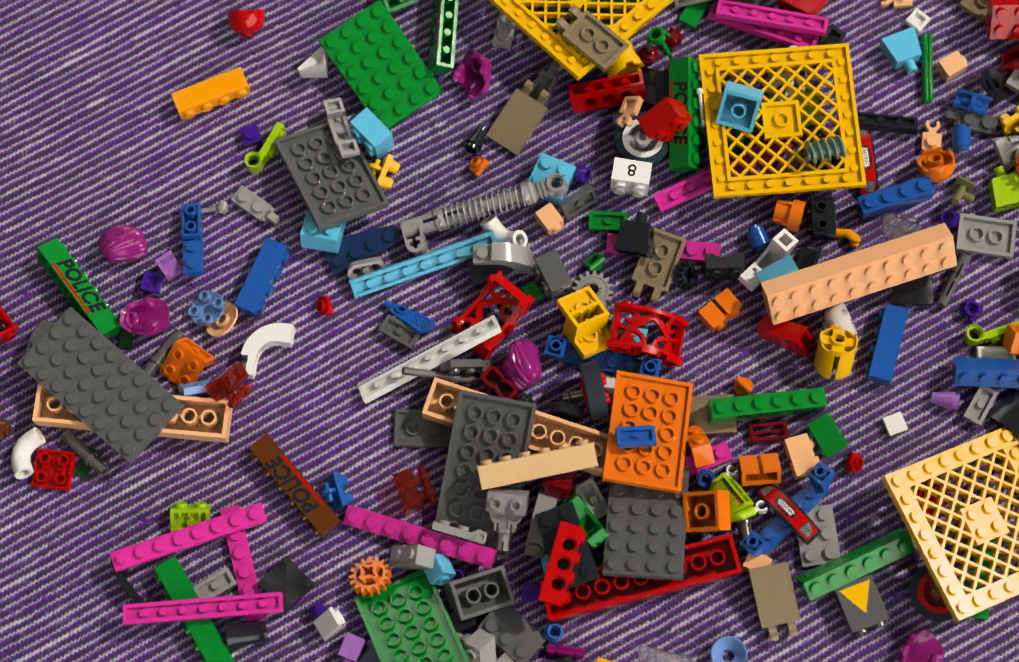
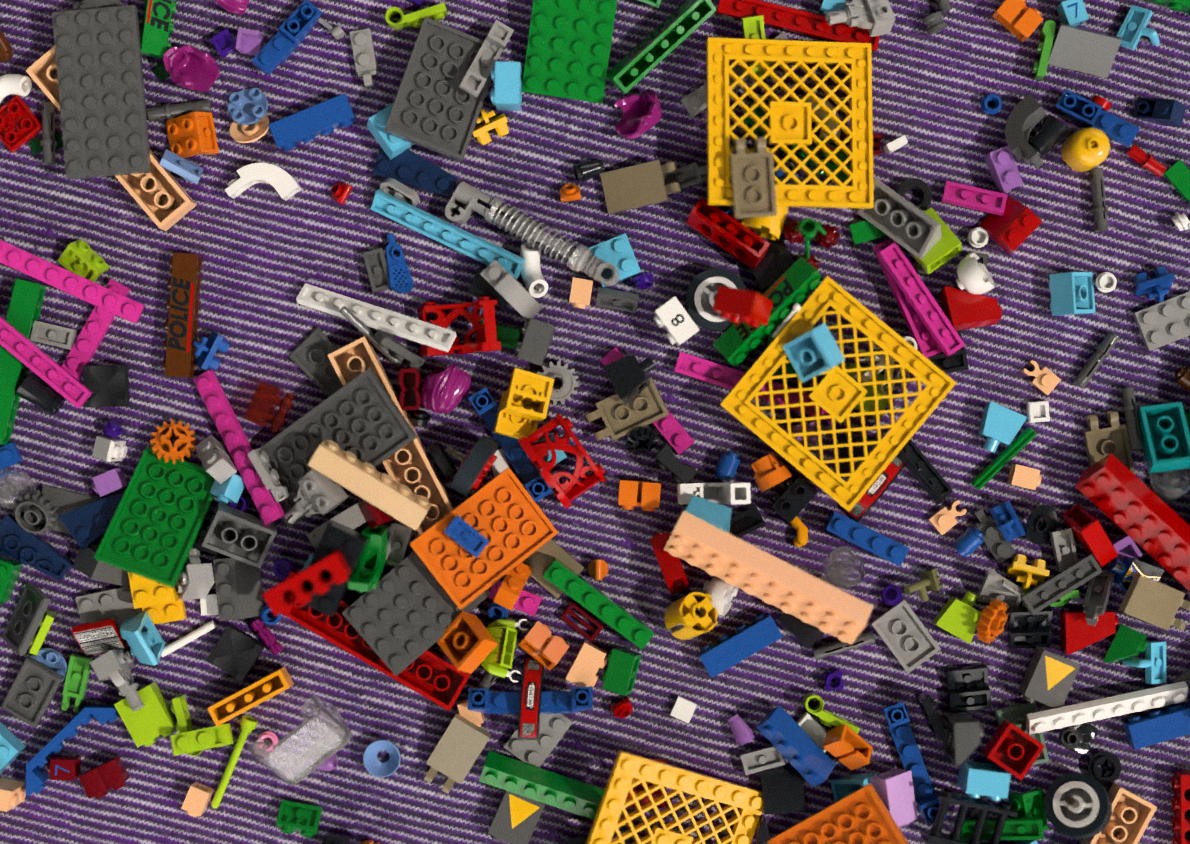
camera: 40 degrees right, 15 degrees up
(228, 381) = (202, 185): clear red brick -> none
(594, 262) = (582, 360): green slope -> none
(606, 221) = (624, 337): green plate -> none
(630, 107) = (729, 266): light nougat plate -> none
(824, 148) = (842, 453): sand green piece -> none
(936, 164) = (925, 544): orange cylinder -> none

